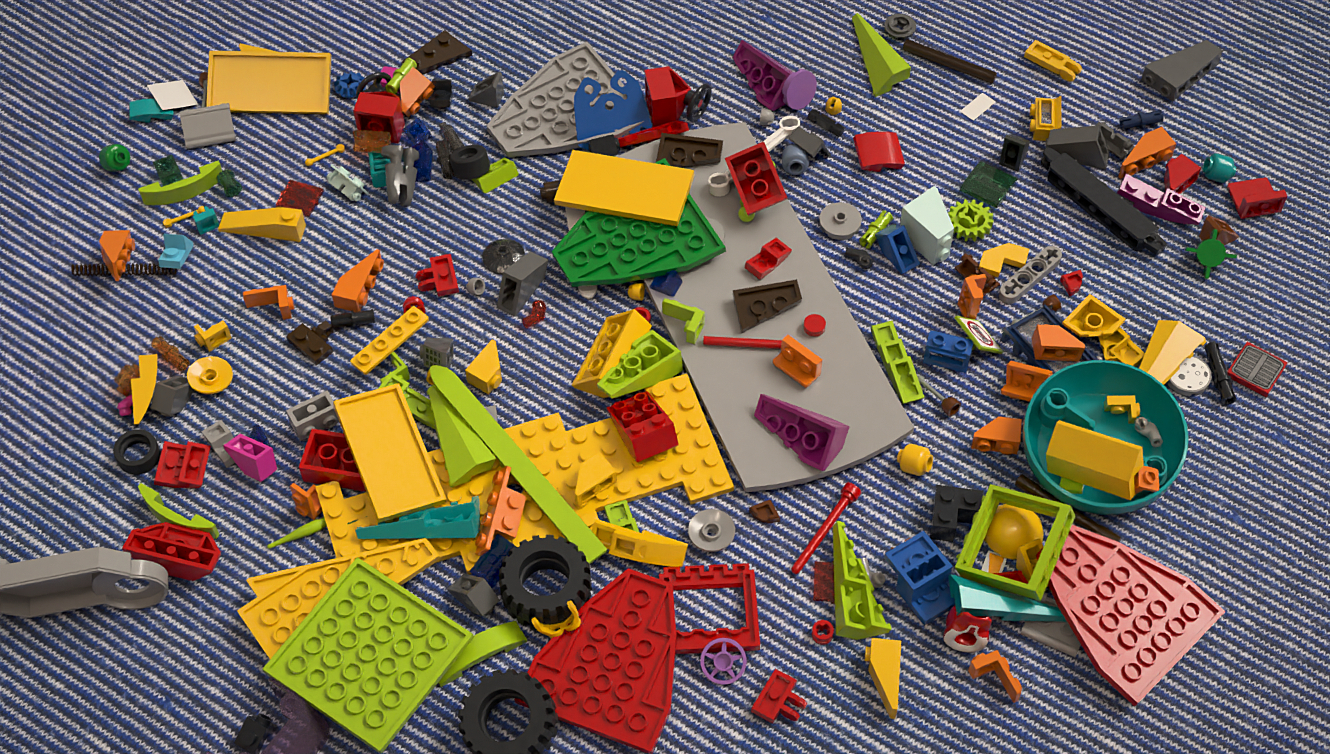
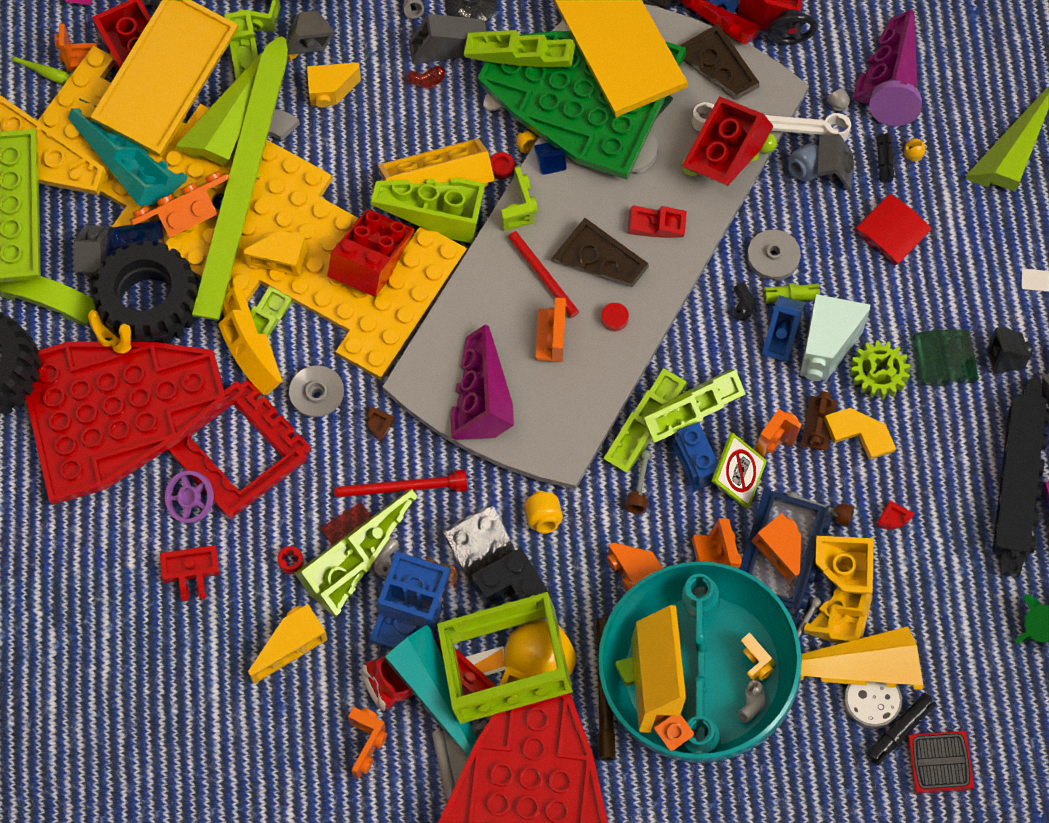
camera: 50 degrees right, 10 degrees up
(578, 243) = (518, 50): none -> lime slope
(907, 508) = (478, 540): none -> clear smoke plate
(912, 327) = (693, 405): none -> lime slope
(1031, 275) = (866, 465): light grey beam -> none

